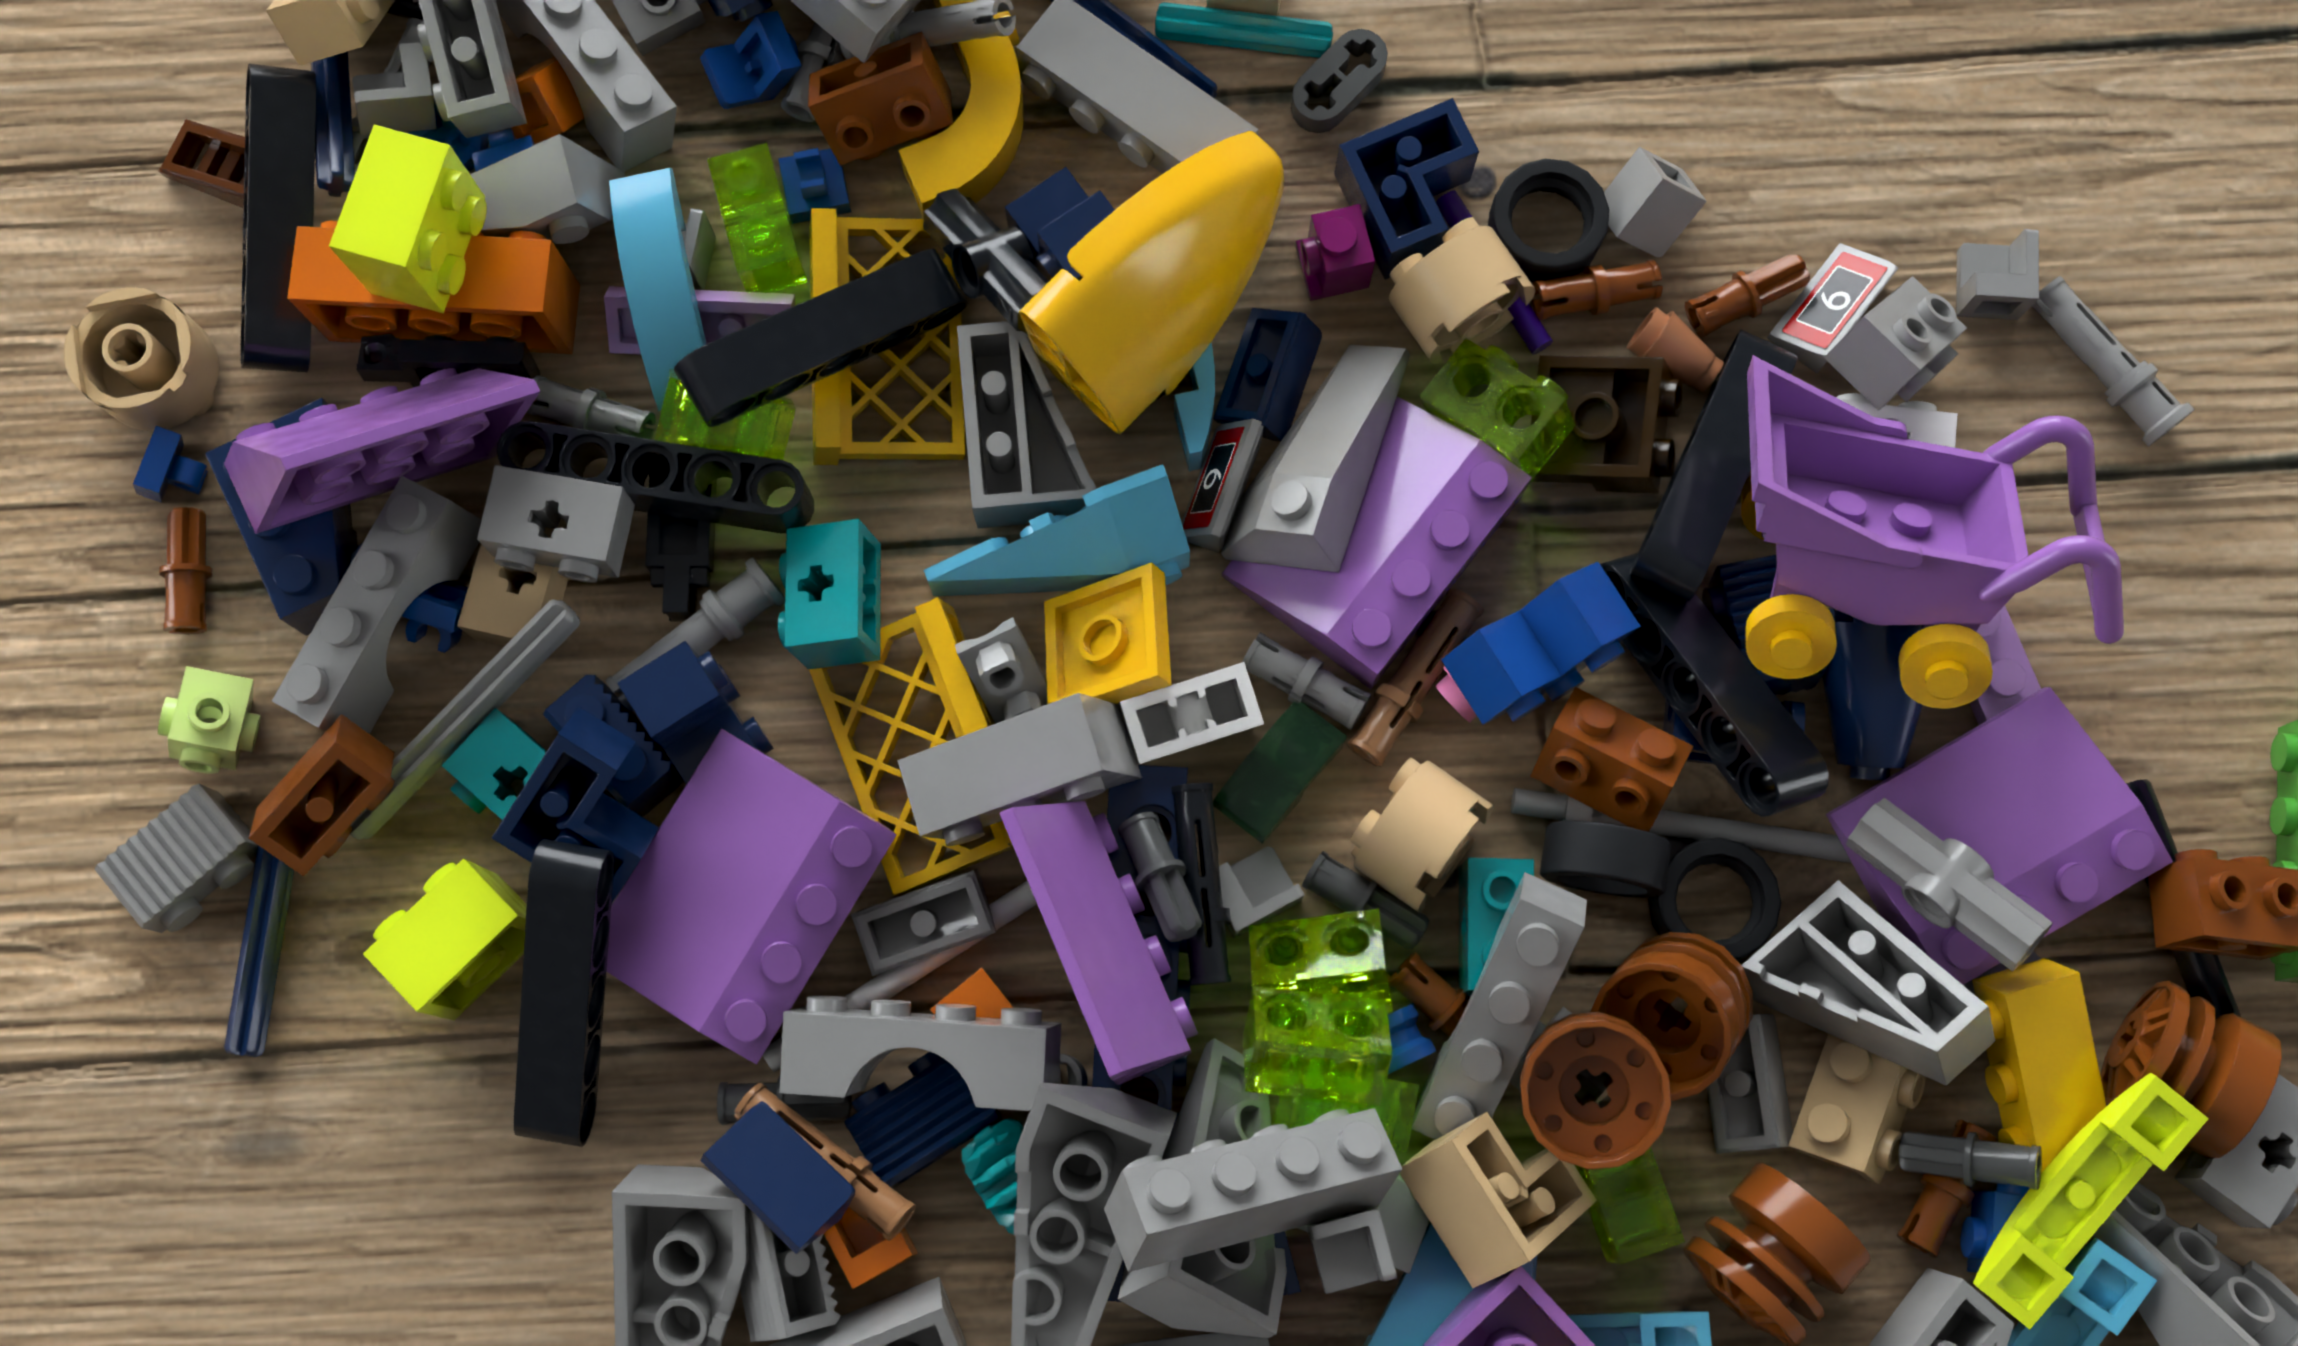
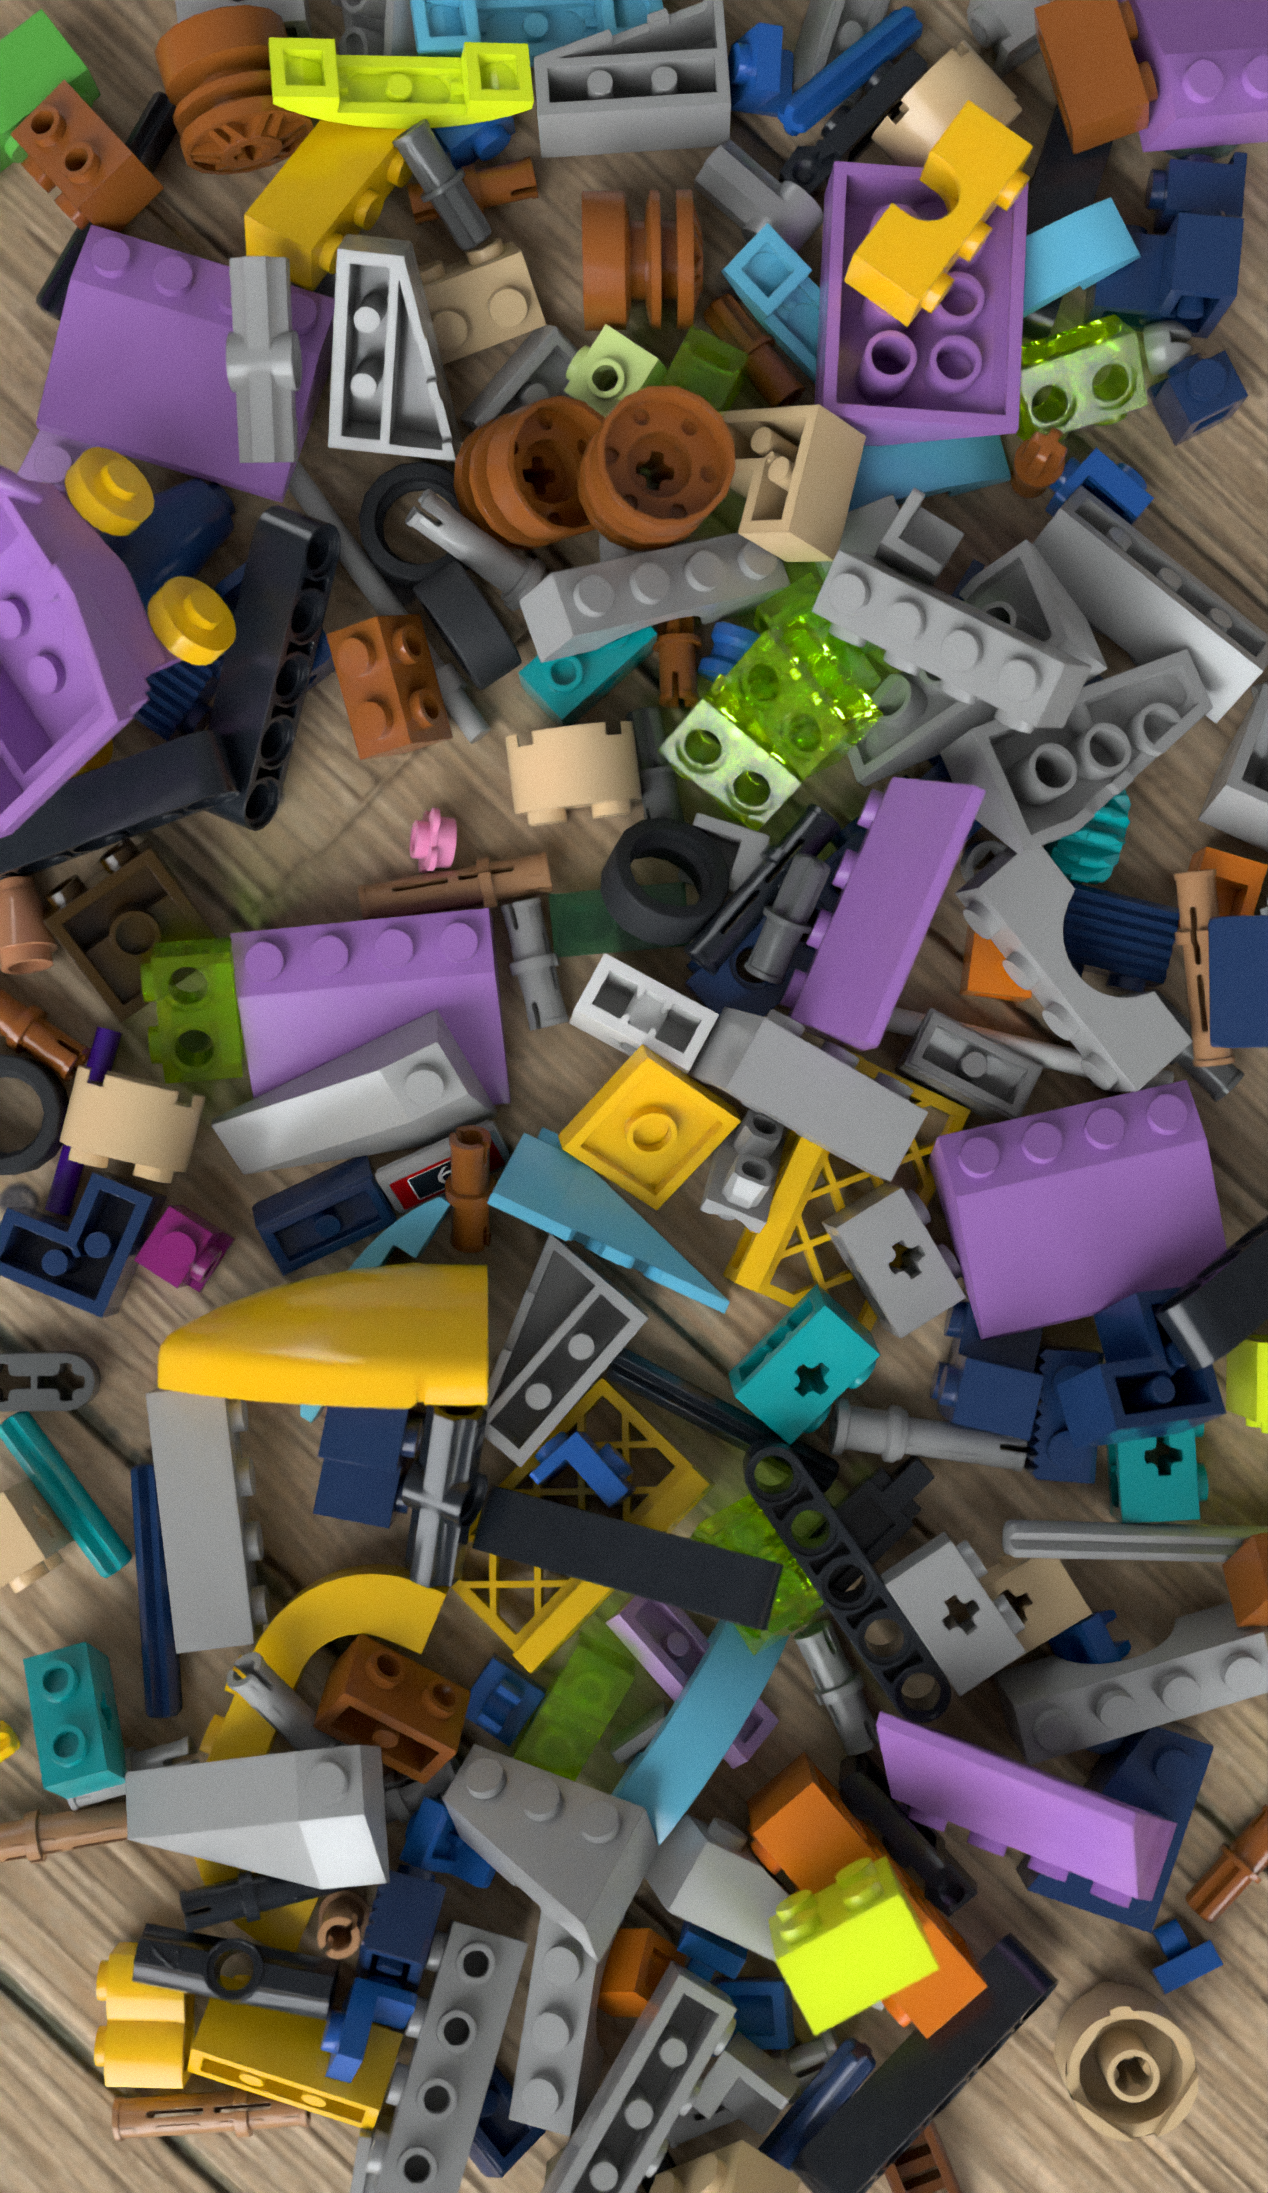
camera: 135 degrees left, 10 degrees up
(679, 114) = (554, 1840): none -> light grey wedge
(811, 708) = (865, 1237): none -> light grey brick
(867, 504) = (711, 1413): none -> black axle
(902, 384) = (601, 1468): none -> blue bracket
(1189, 479) = (470, 1188): none -> dark orange pin
(1292, 865) = (686, 849): none -> black tyre
(1542, 646) = (354, 807): blue brick -> none
(1621, 1285) = (765, 366): none -> dark orange axle
(1652, 919) = (477, 549): none -> light grey pin
(1699, 1149) = (610, 361): none -> yellowish green brick

